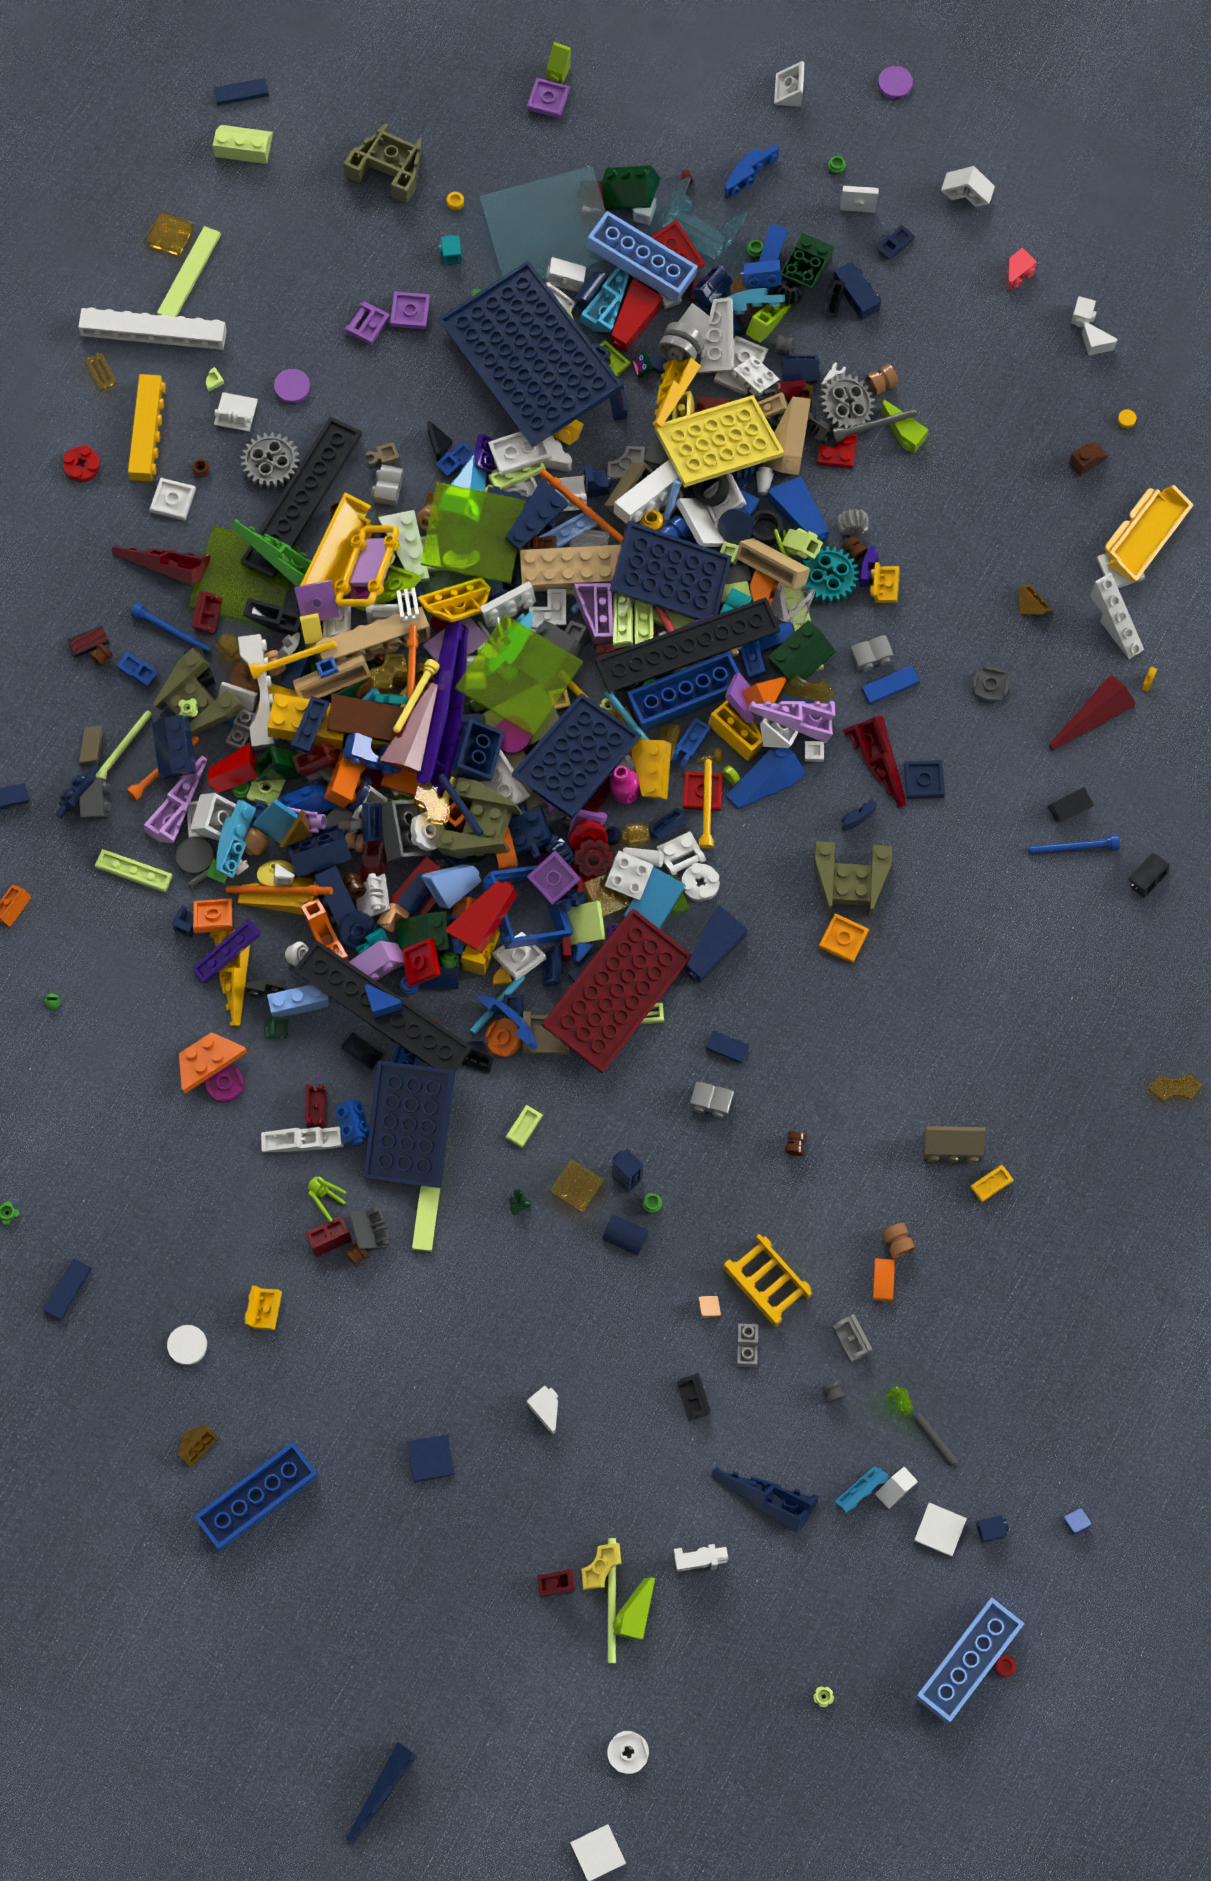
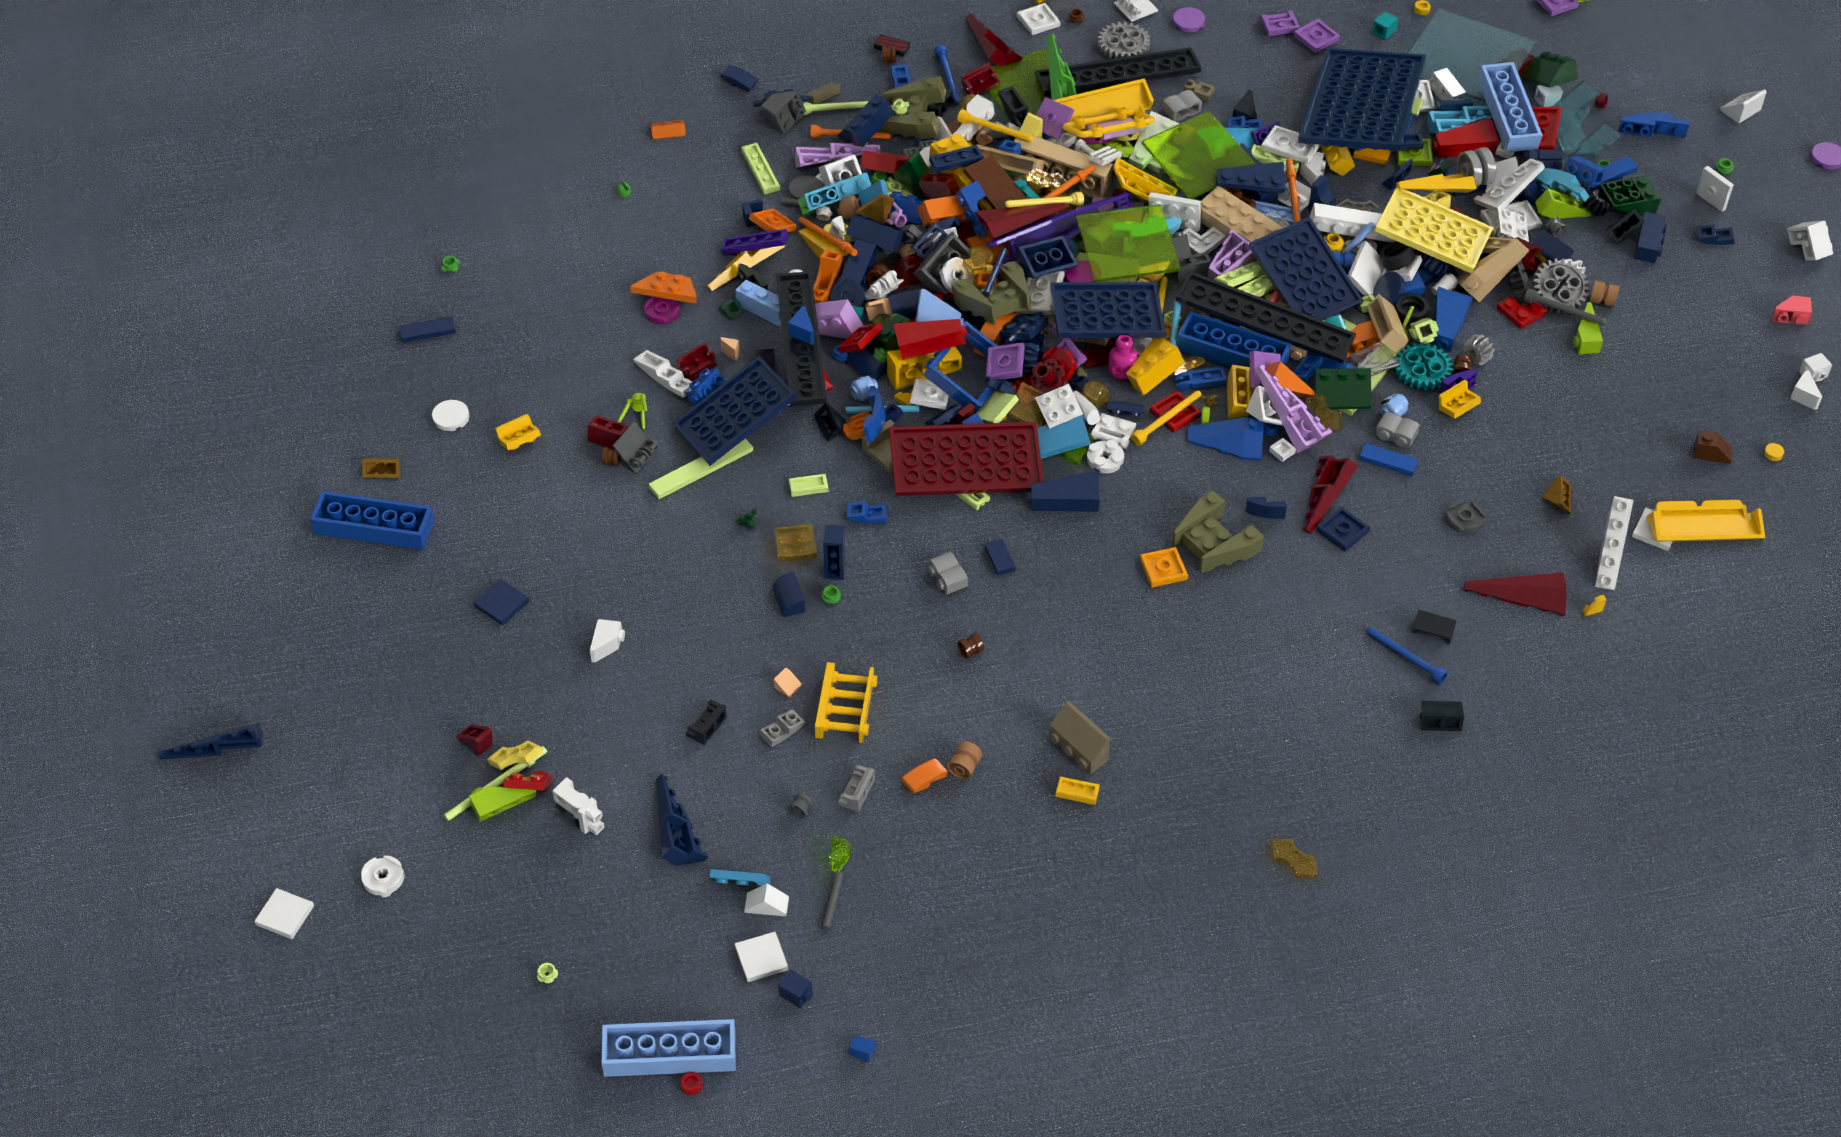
camera: 50 degrees right, 20 degrees down
(324, 1065) = (730, 347): none -> light nougat slope
(465, 1000) = (861, 386): none -> light blue head
(594, 1106) = (863, 513): none -> blue slope
(647, 1575) = (537, 781): none -> red plate
(848, 633) = (1395, 404): none -> light blue head

